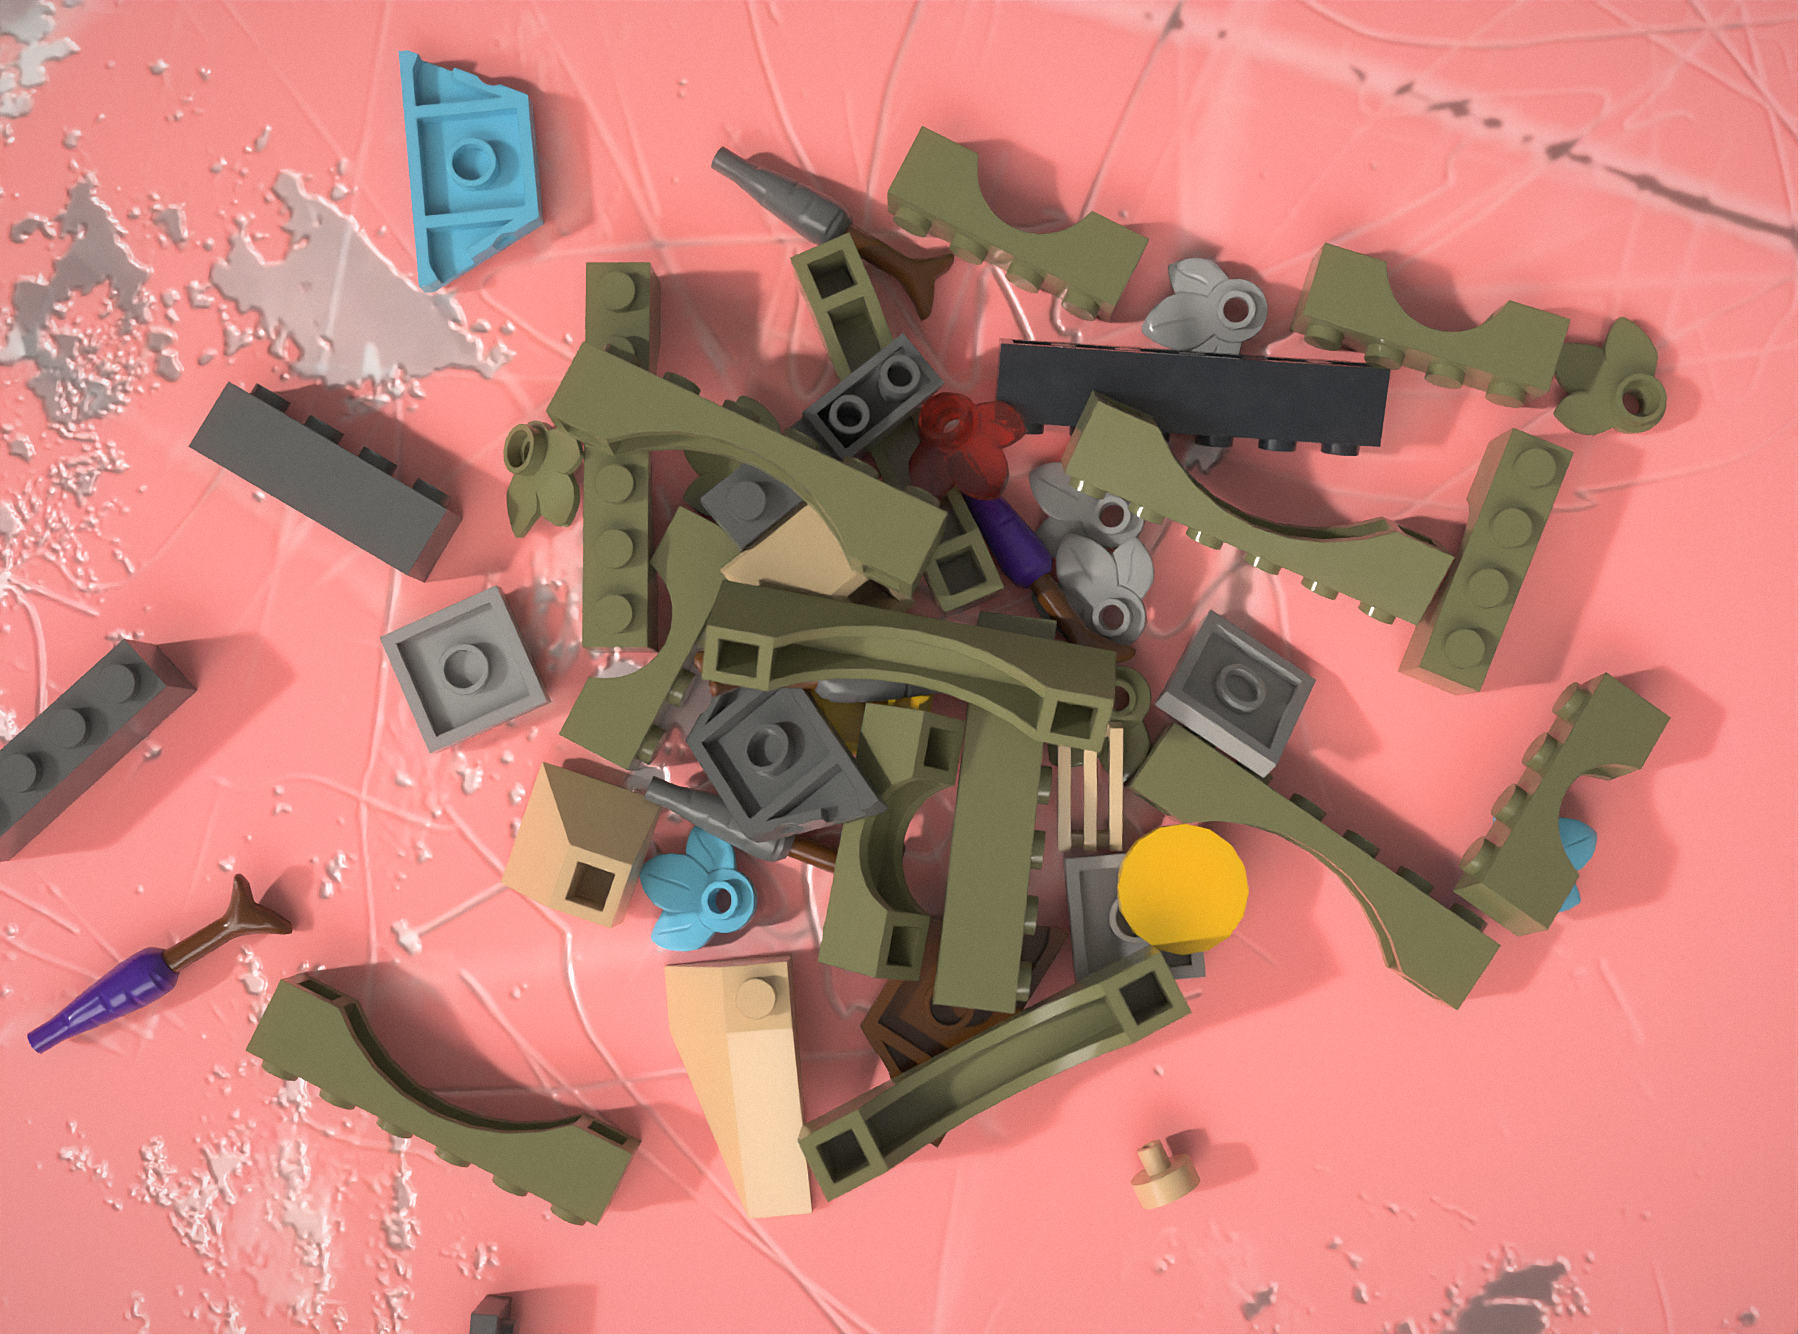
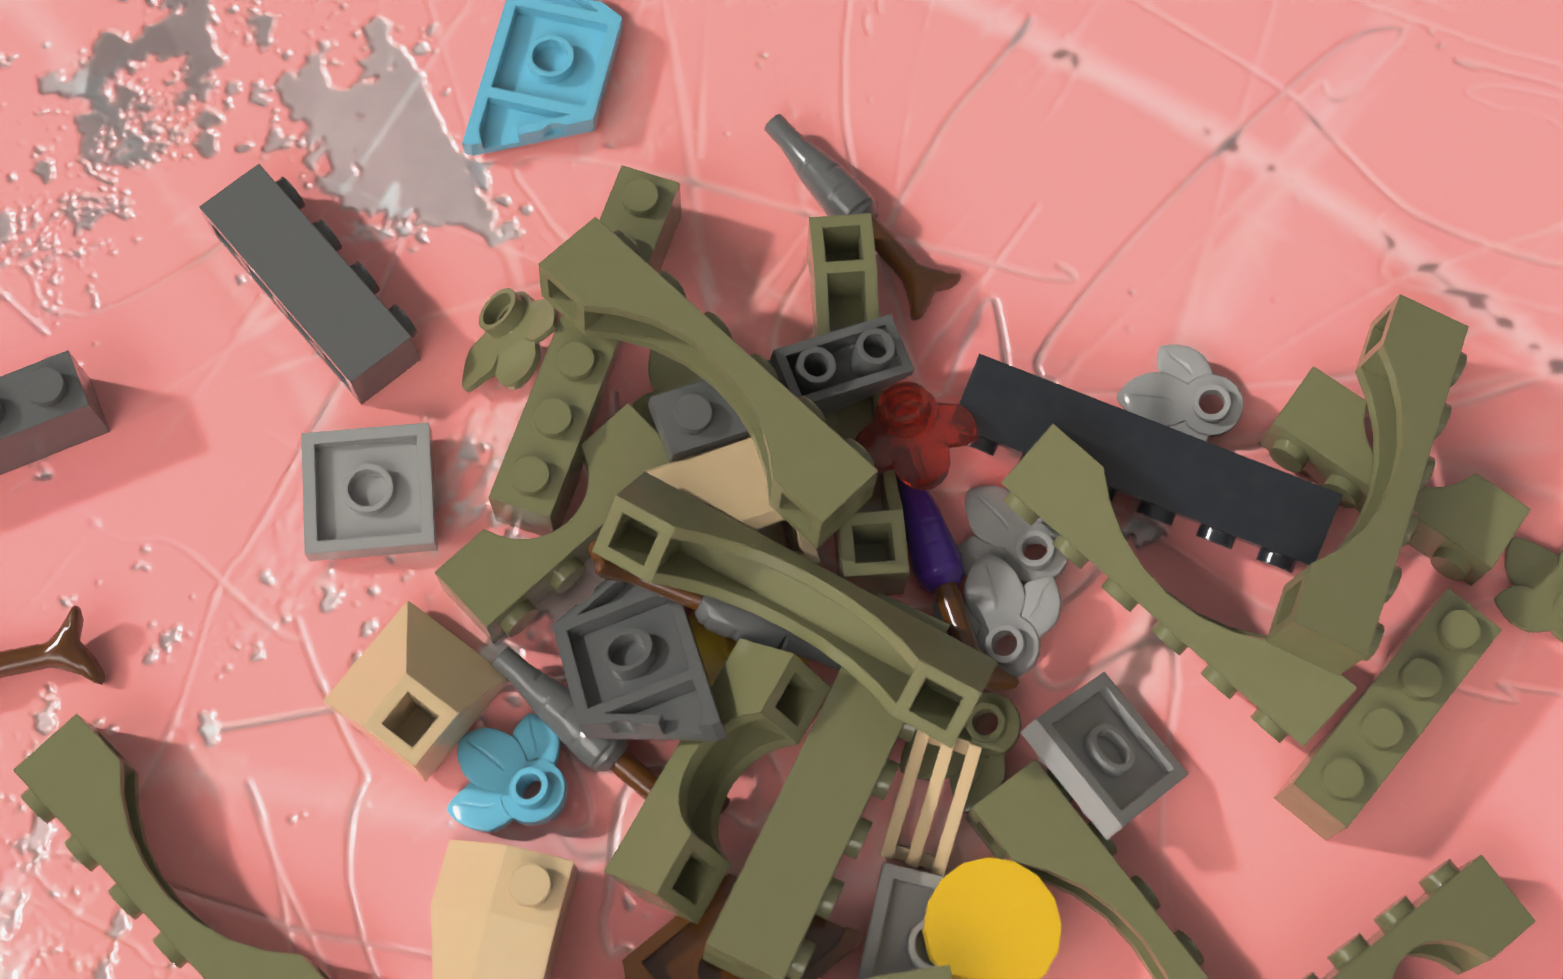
camera: 10 degrees right, 15 degrees down
(1080, 265) = (1076, 317): olive arch -> none
(1421, 230) = (1405, 374): none -> olive arch

